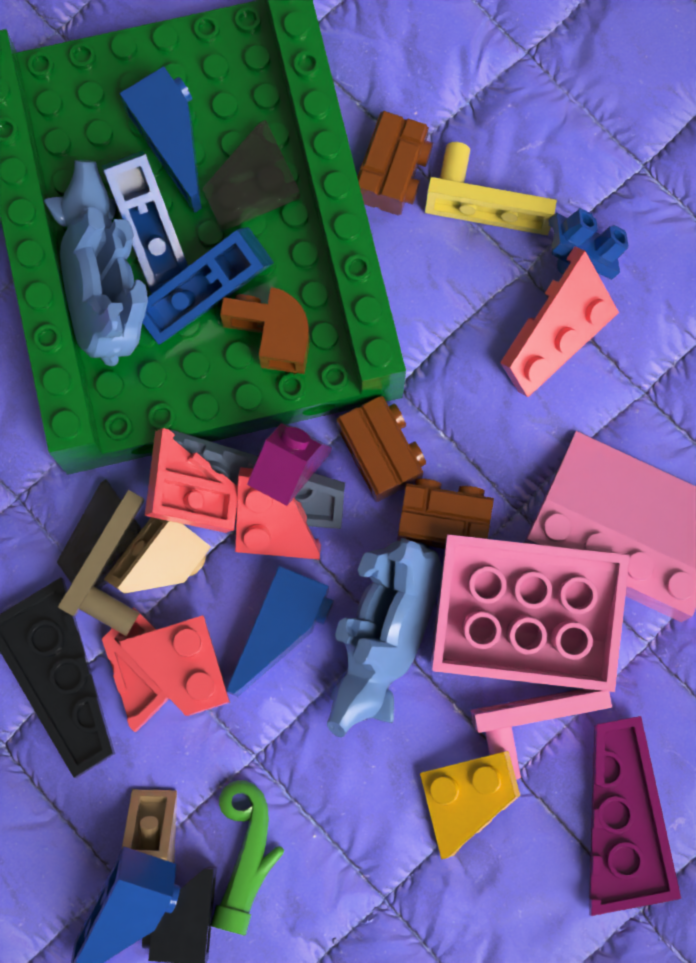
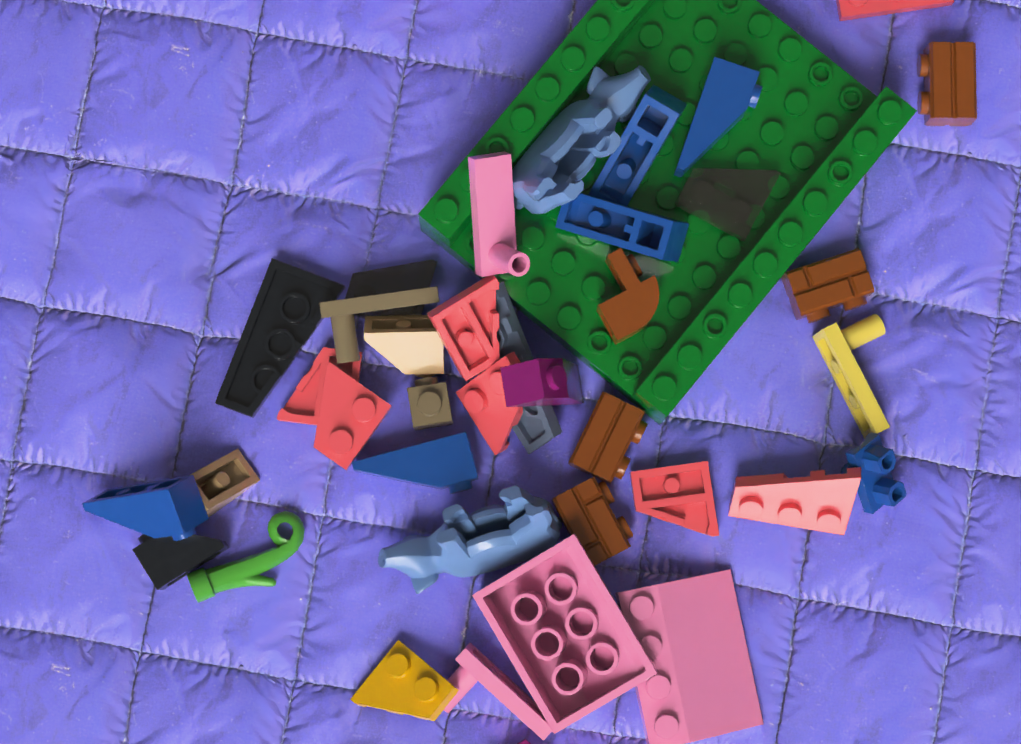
camera: 50 degrees right, 5 degrees up
(106, 386) = (494, 216): none -> bright pink piece
(228, 581) = (429, 404): none -> dark tan brick
(478, 427) = (677, 495): none -> coral wing

